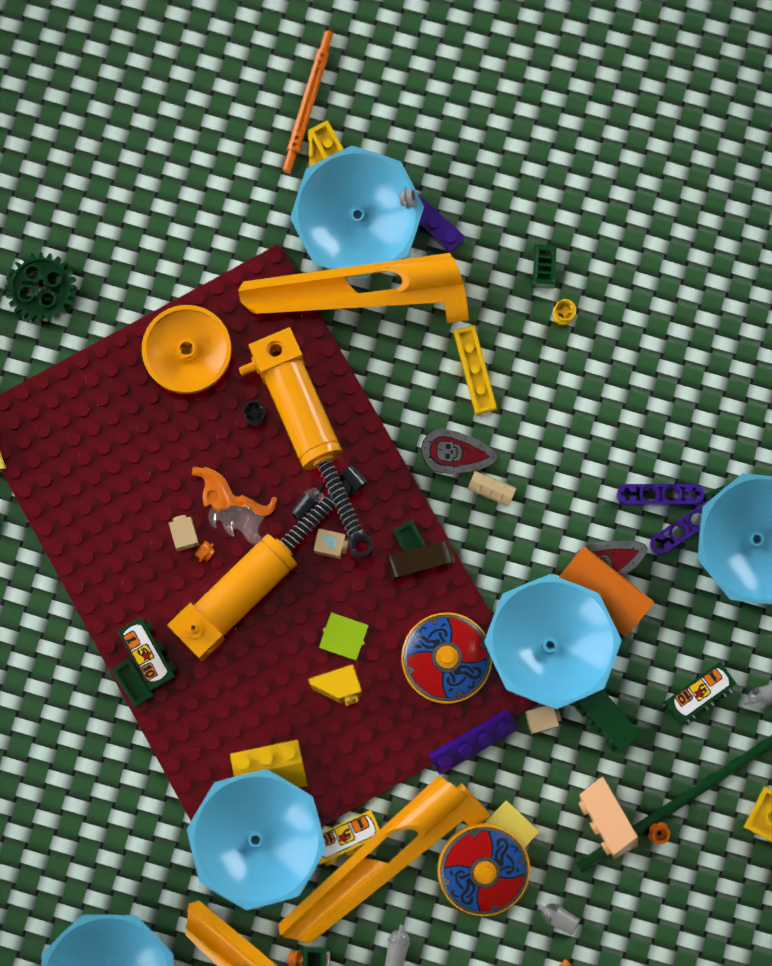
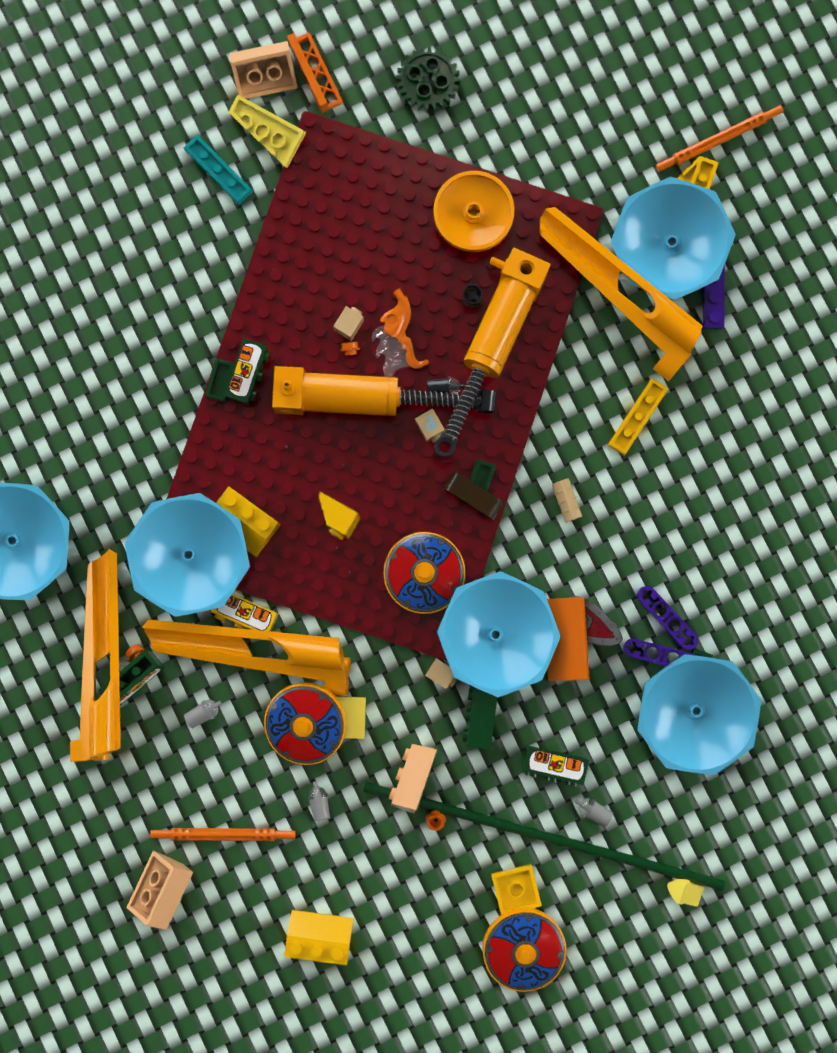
camera: 50 degrees right, 5 degrees up
(343, 636) = (376, 491): lime piece -> none
(407, 198) = (714, 262): light grey plate -> none
(455, 452) = (568, 453): shield -> none
(473, 741) = (384, 640): dark purple plate -> none
(542, 282) = (741, 409): dark green slope -> none
(564, 308) = (733, 441): yellow wheel -> none

